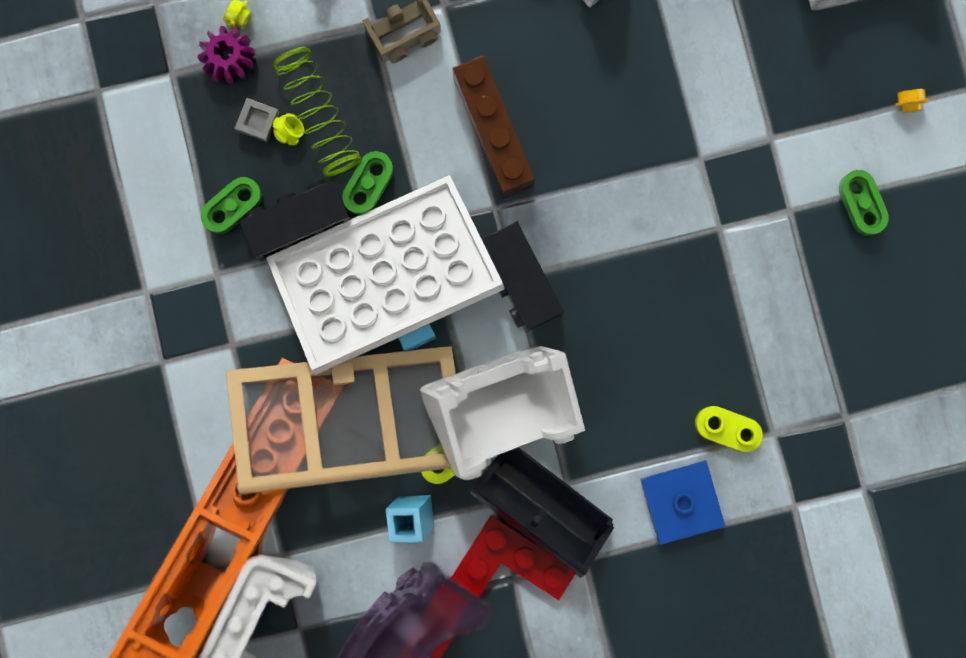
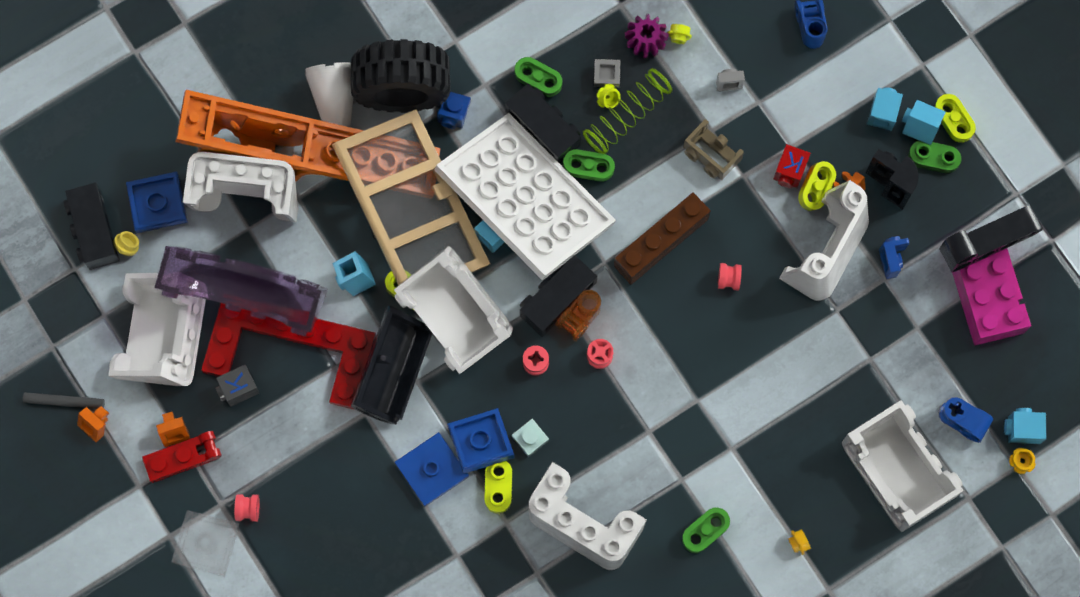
camera: 70 degrees right, 10 degrees down
(164, 468) = (332, 92): none -> white cone
(175, 376) = (400, 76): none -> black tyre
(237, 324) = (454, 111): none -> blue bracket
(556, 259) = (577, 318): none -> clear orange piece
(567, 64) = (729, 276): none -> coral wheel
(584, 335) = (535, 365): none -> coral wheel
(615, 250) = (600, 348): none -> coral wheel
(669, 432) = (480, 441): none -> blue plate
(682, 371) = (530, 437): none -> light aqua plate
(856, 321) = (577, 530): none -> white windscreen

